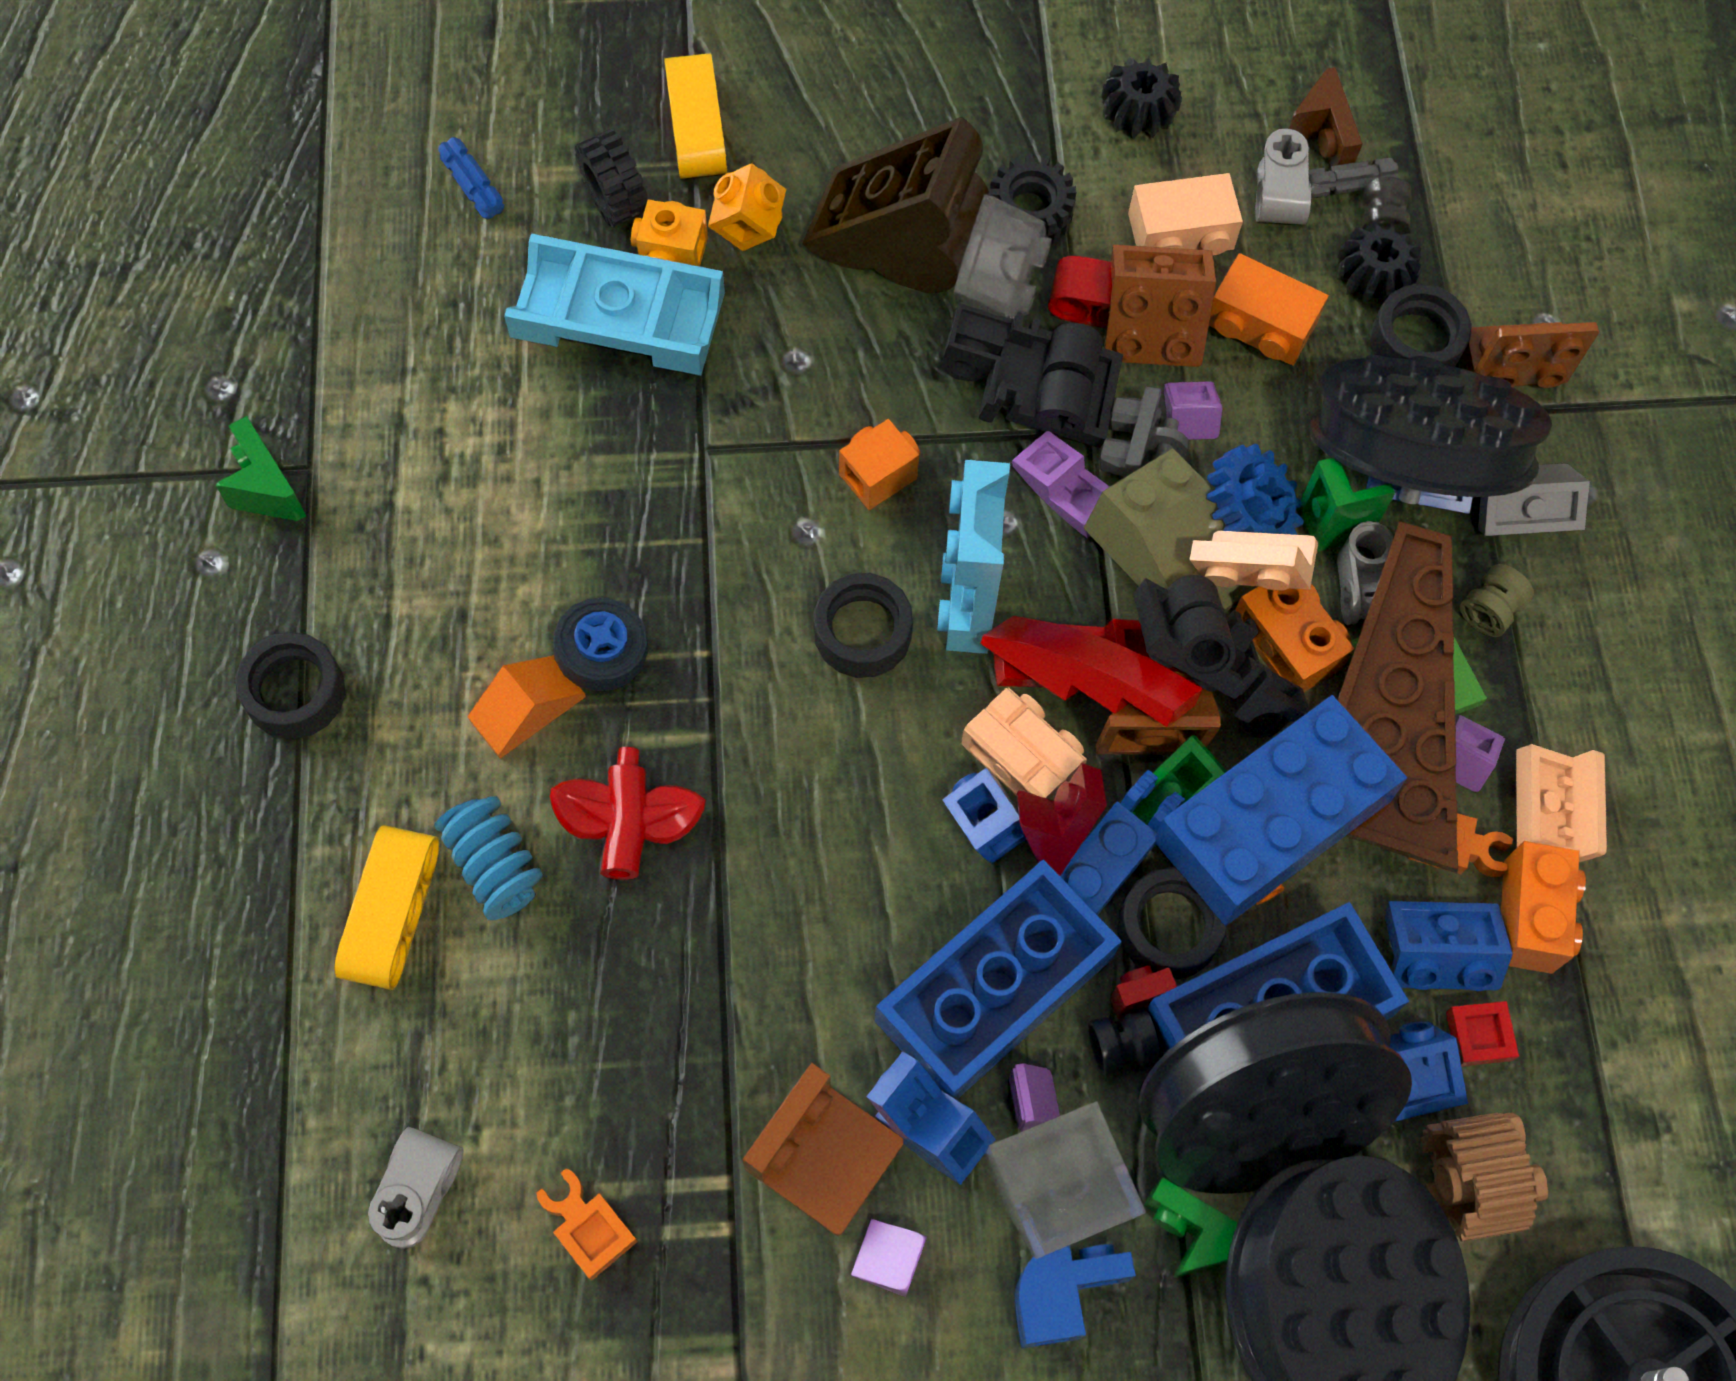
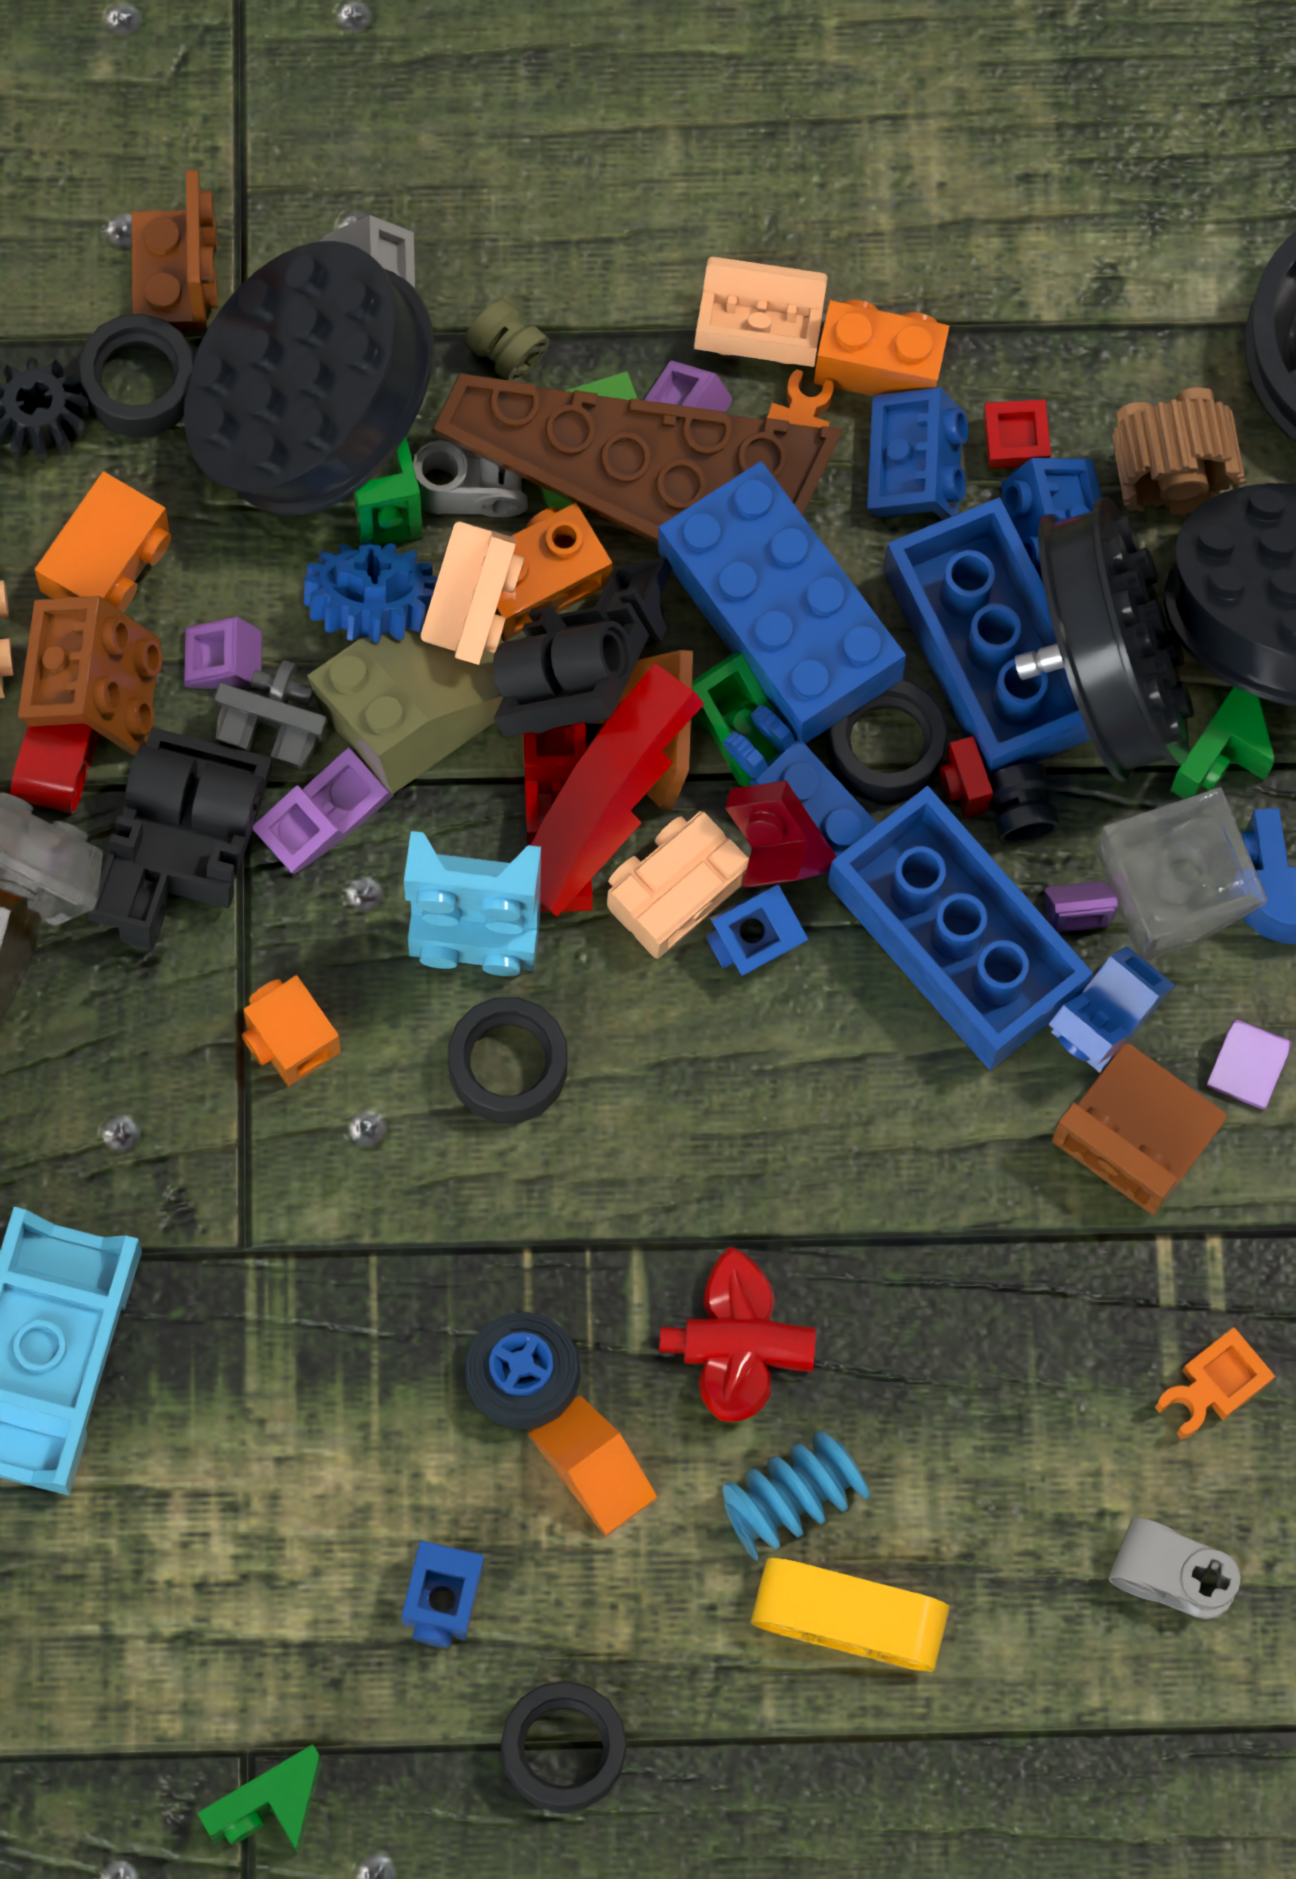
camera: 90 degrees left, 5 degrees up
(414, 574) = (447, 1570): none -> blue brick

